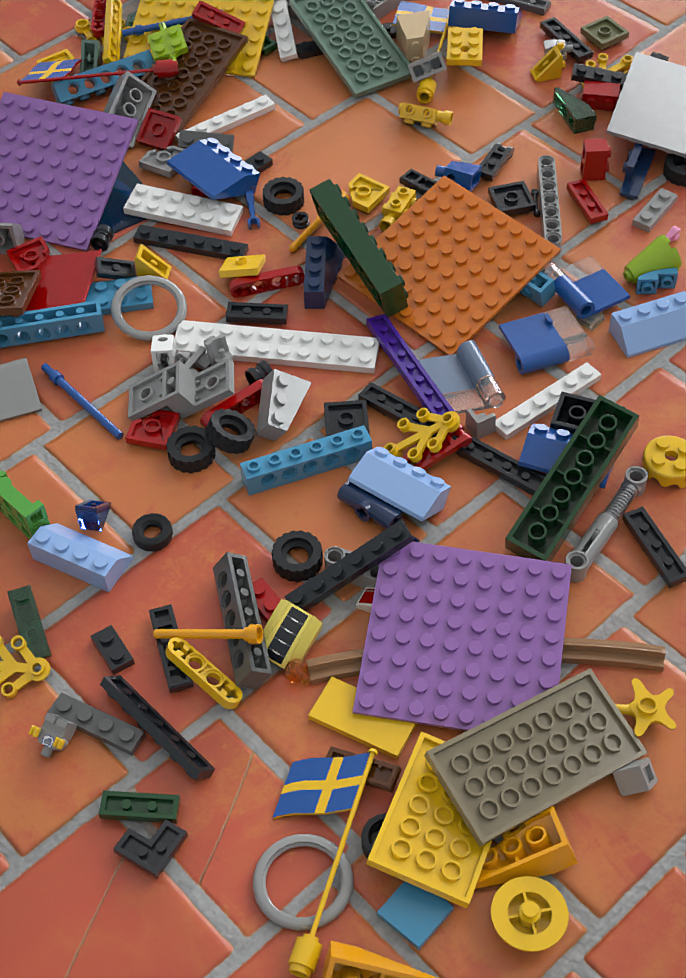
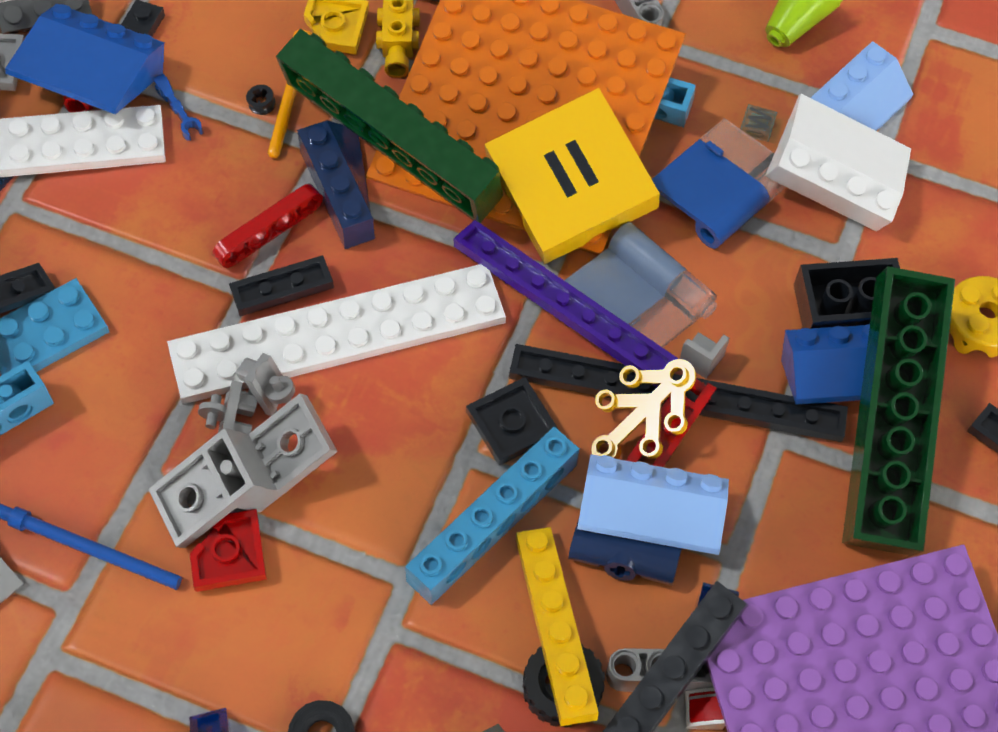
camera: 30 degrees left, 10 degrees up
(141, 281) = (97, 390): light grey wedge -> none
(150, 264) = (72, 260): yellow slope -> none
(163, 350) = (177, 408): white torso -> none
(189, 242) = (109, 197): black plate -> none
(191, 463) = (297, 538): black tyre -> none
(234, 421) = (352, 533): black tyre -> none
(236, 403) = (328, 473): red beam -> none
(242, 266) = (219, 213): yellow plate -> none
(259, 372) = (342, 392): black wheel -> none
(279, 403) = (406, 436): wedge -> none
(283, 206) = (210, 47): black tyre -> none
(307, 523) = (556, 627): none -> yellow plate
(449, 304) = (572, 175): none -> yellow tile
(545, 401) = (770, 279): white plate -> none
(585, 286) = (732, 75): blue door -> none
(605, 524) = (956, 453): light grey piece -> none
(622, 348) = (841, 164): none -> white slope
(656, 279) = (812, 37): dark azure slope -> none

